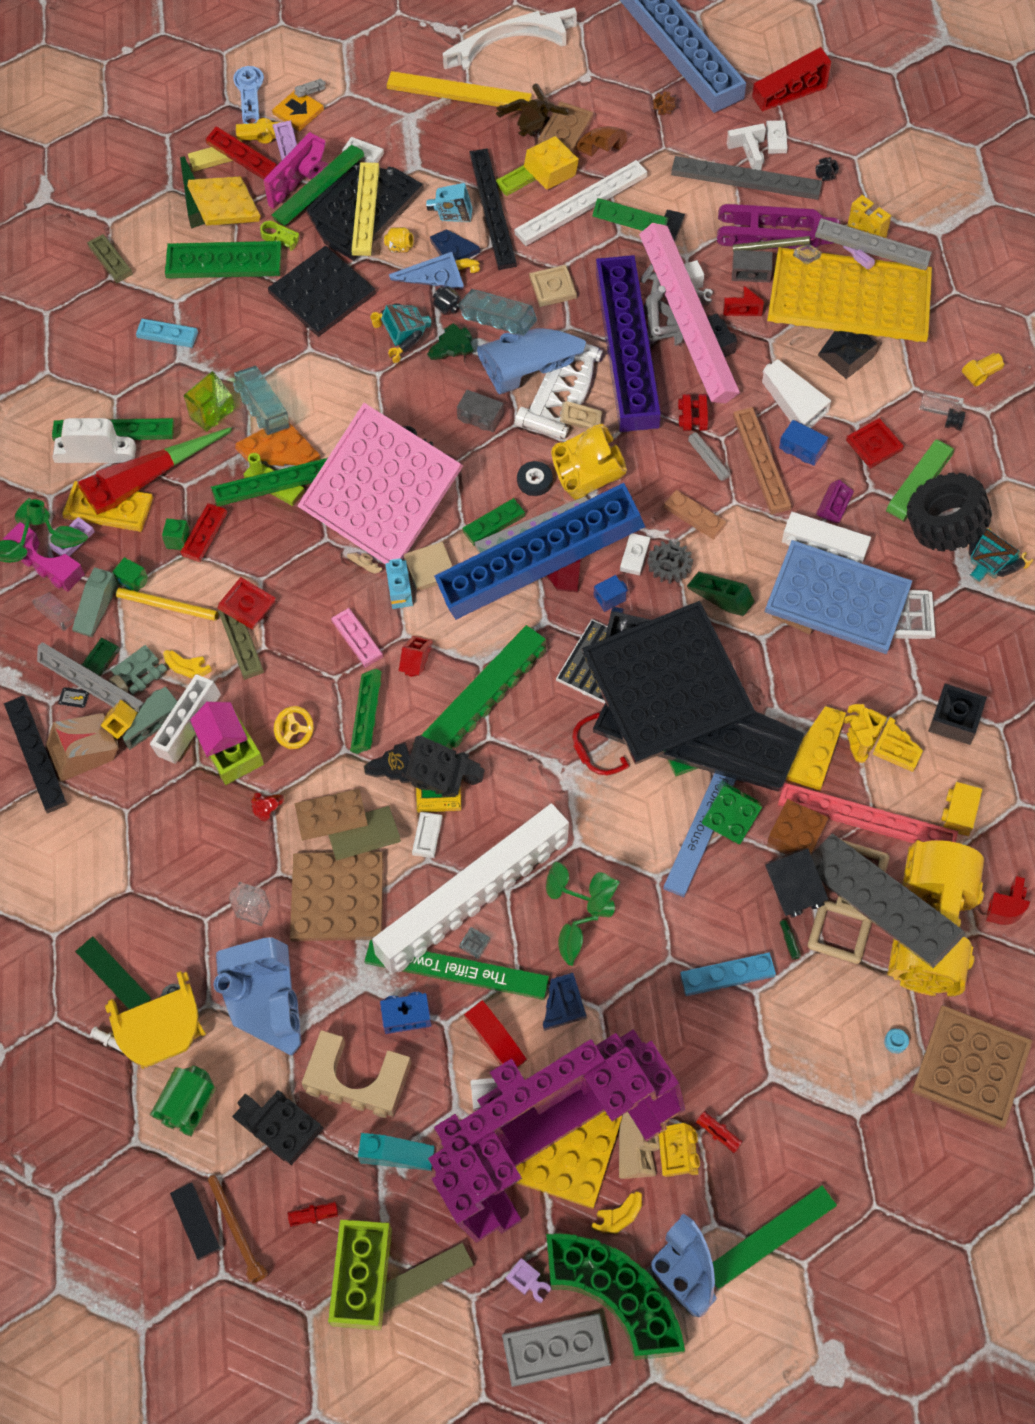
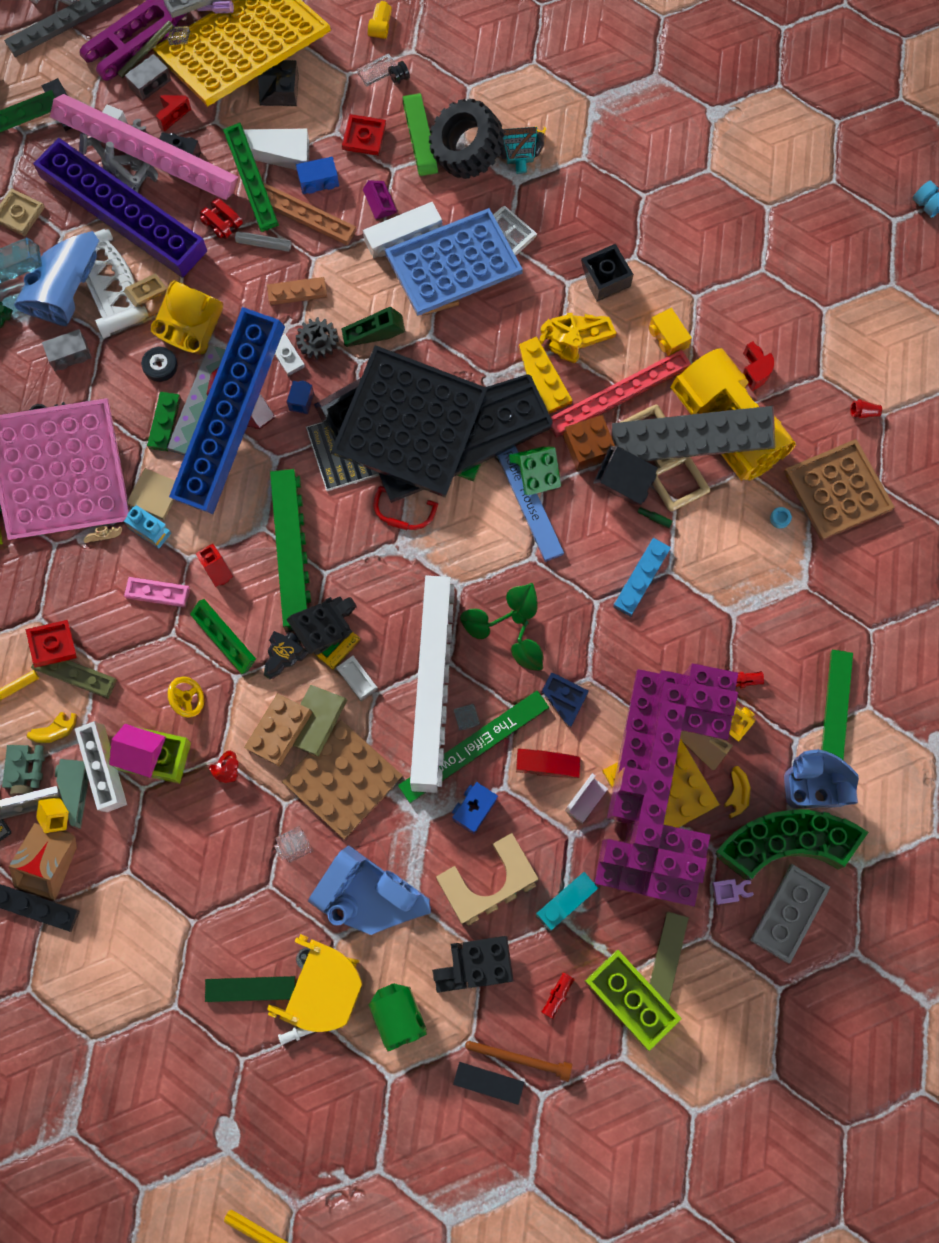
camera: 50 degrees left, 10 degrees up
(747, 401) = (251, 177): none -> green tile

